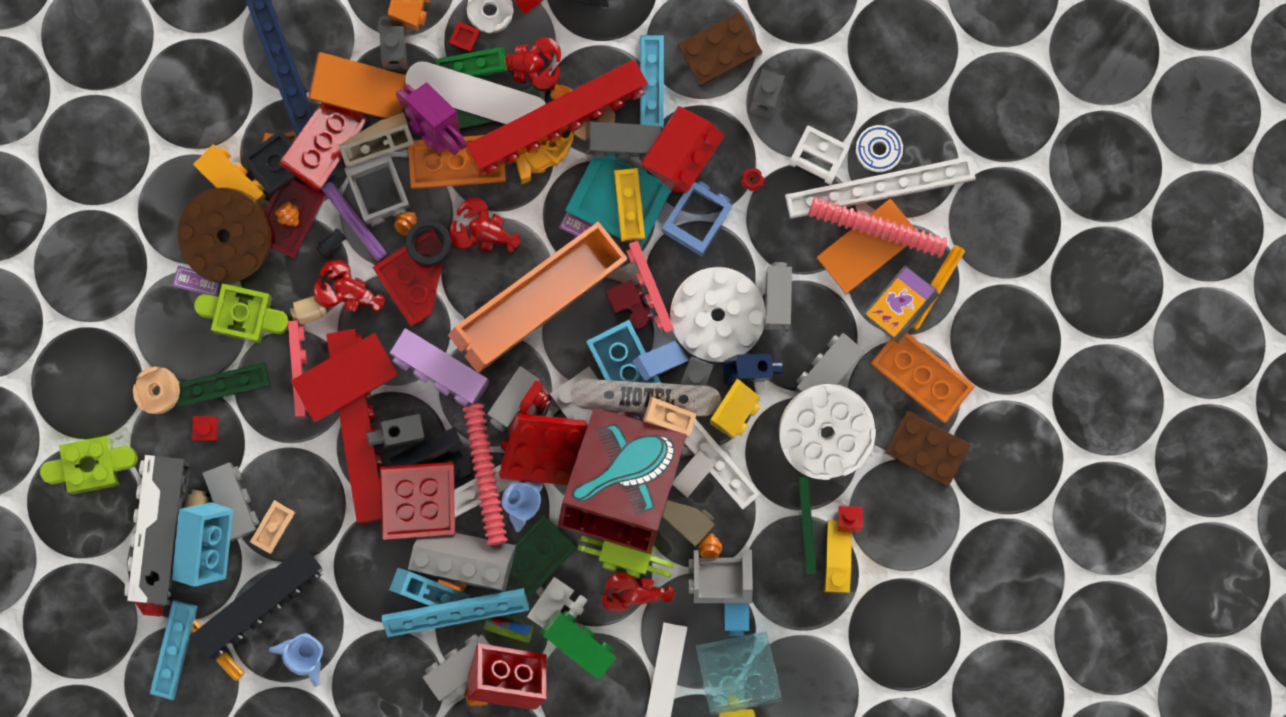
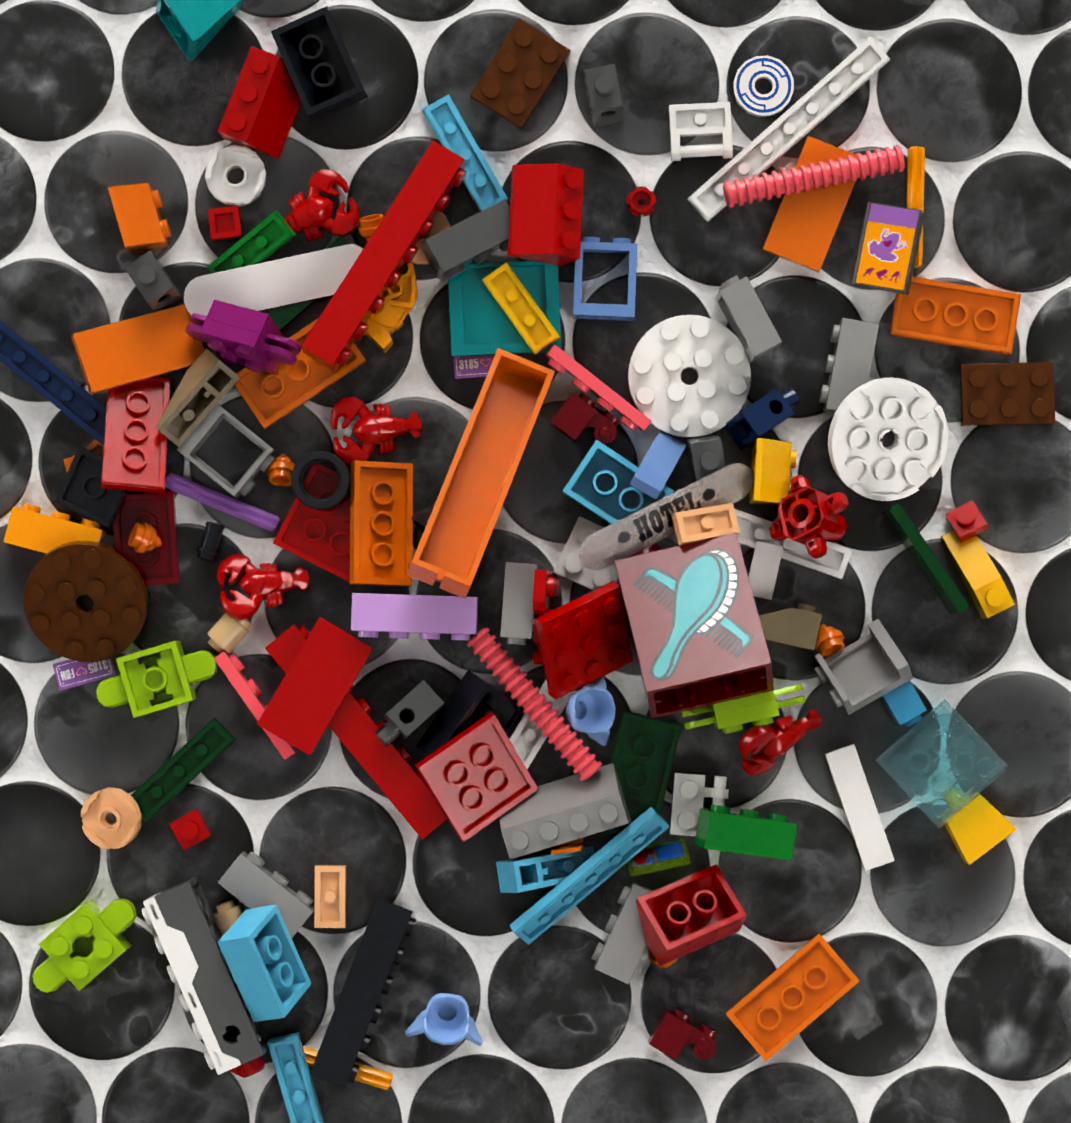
camera: 25 degrees left, 5 degrees up
(452, 294) = (381, 523): none -> orange plate
(743, 454) = (810, 517): none -> red piece

